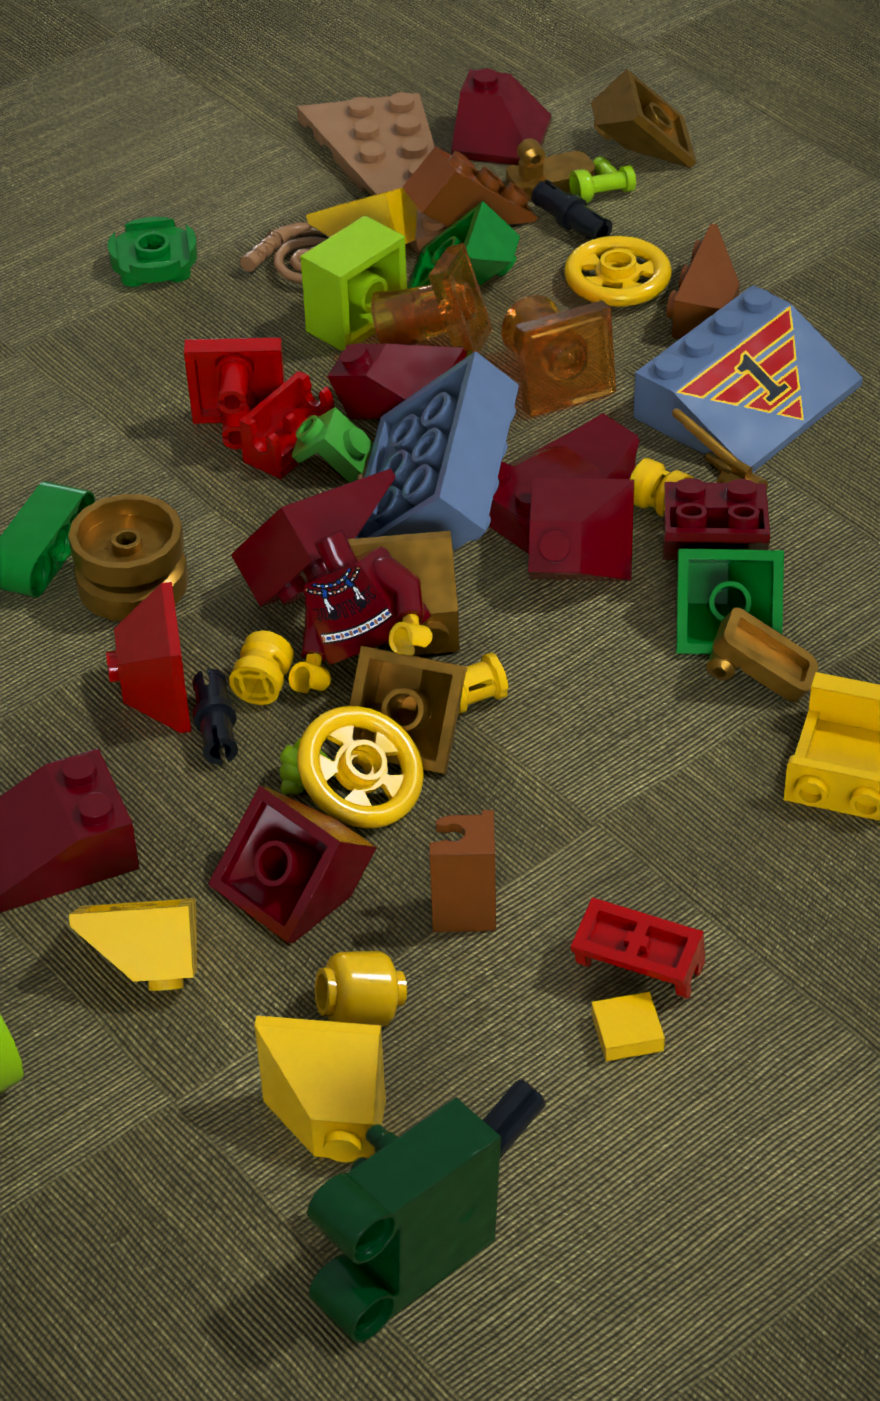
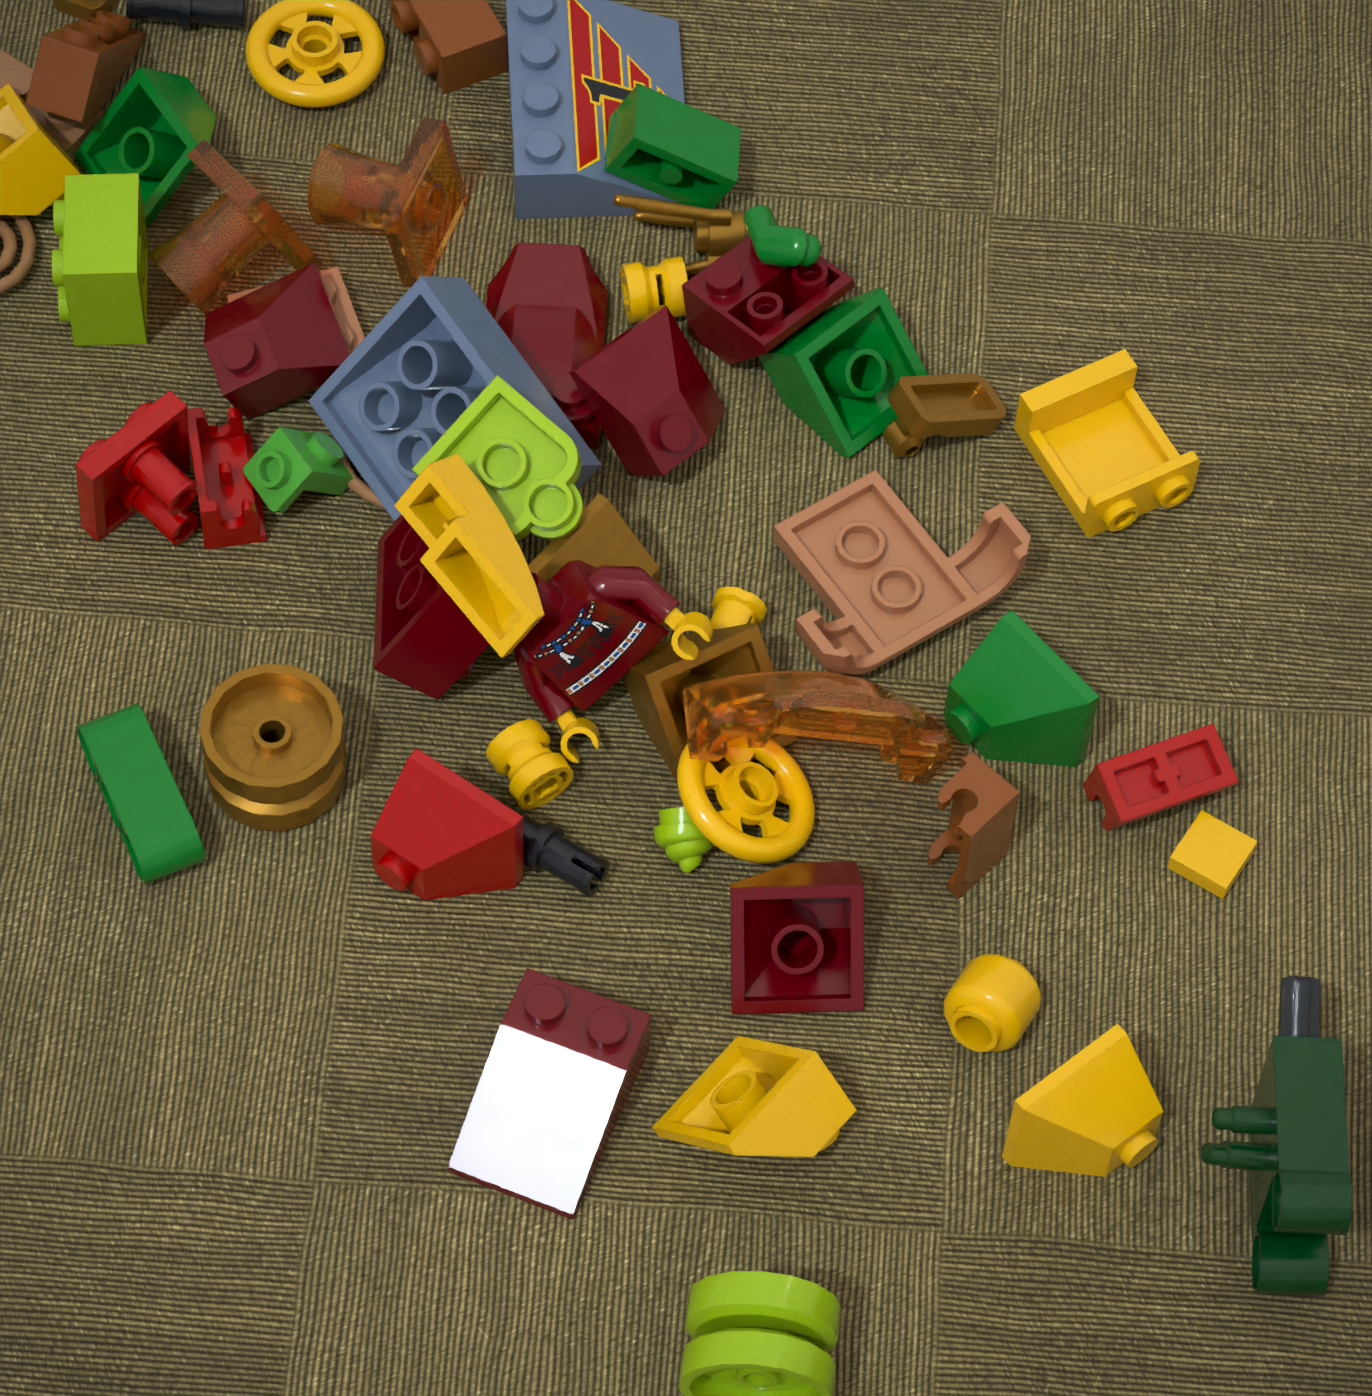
camera: 50 degrees left, 15 degrees up
(320, 490) = (473, 552): none -> yellow slope
(403, 475) = (519, 460): none -> lime plate
(449, 739) = (815, 707): none -> clear orange windscreen
(589, 830) = (1021, 700): none -> green slope
(605, 719) = (888, 575): none -> nougat piece
(740, 481) = (779, 244): none -> green arm
(756, 418) = (672, 148): none -> green brick

